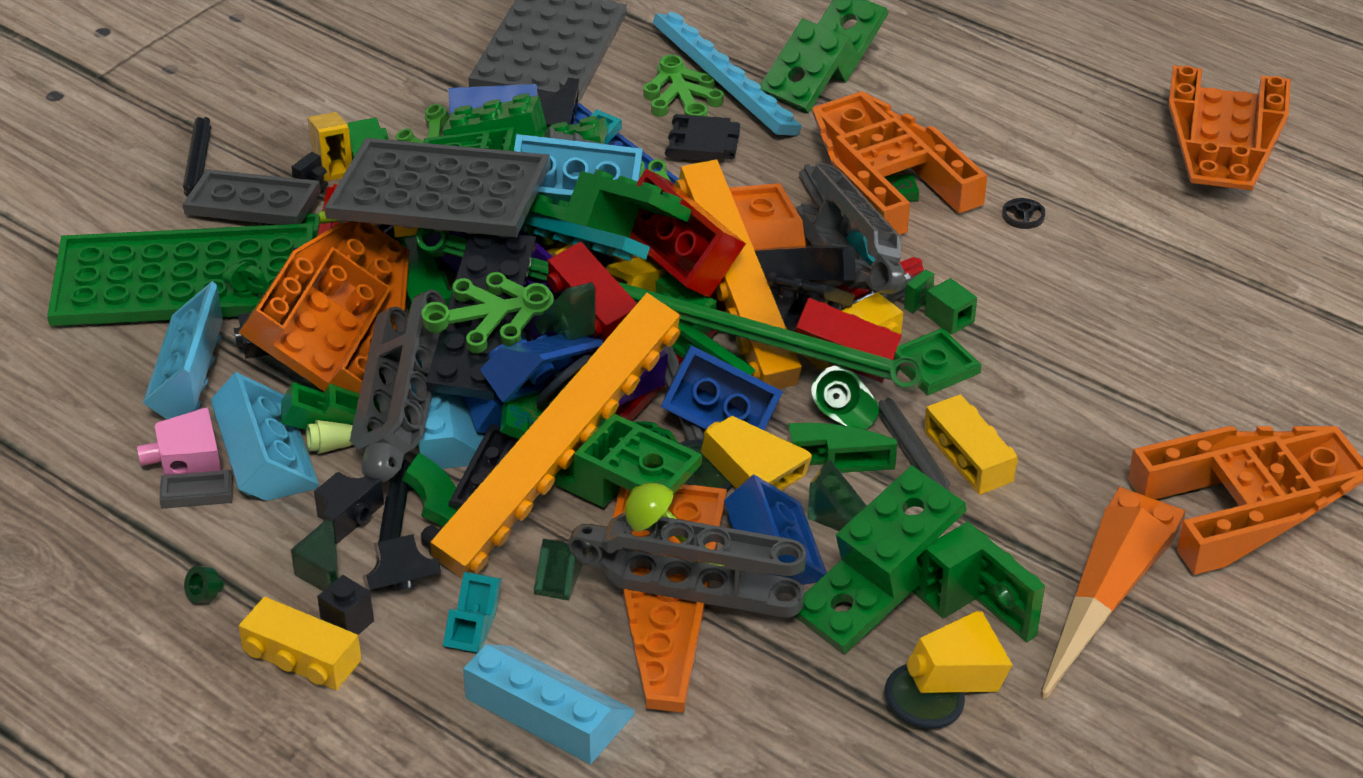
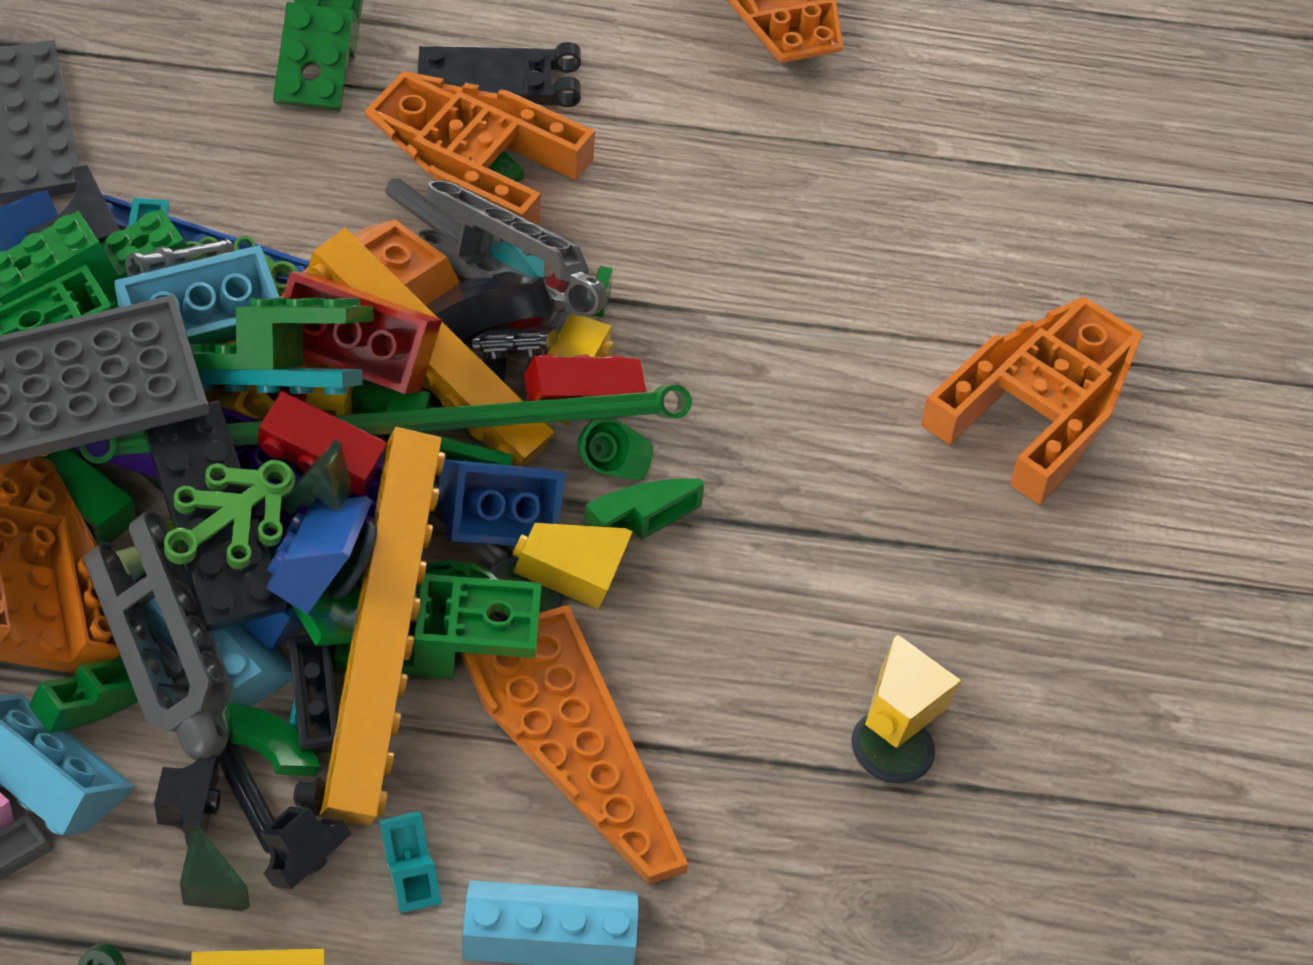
camera: 35 degrees left, 10 degrees up
(328, 436) = (110, 723): yellowish green cone -> none
(346, 605) = (279, 920): black brick -> none
(556, 570) = (459, 768): clear green slope -> none
(647, 505) = (566, 677): lime piece -> none
(672, 68) = (162, 107): bright green plant -> none
(703, 138) = (257, 186): black plate -> none
(727, 75) = (233, 96): medium azure plate -> none
(745, 556) = (666, 706): dark grey piece -> none
(769, 511) = (646, 638): blue slope -> none
(832, 498) = (683, 573): clear green slope -> none
(879, 558) = (777, 624): green bracket -> none
(910, 442) = (712, 477): dark grey axle -> none
(940, 359) = (669, 361): green tile -> none
(951, 306) = (642, 296): green brick -> none
(966, 128) = (509, 69): none -> black hinge
(970, 444) = (761, 450): yellow brick -> none
(972, 567) = (856, 592): green bracket -> none
(1023, 209) = (635, 143): black piece -> none
(1126, 546) = (967, 500): orange plate -> none

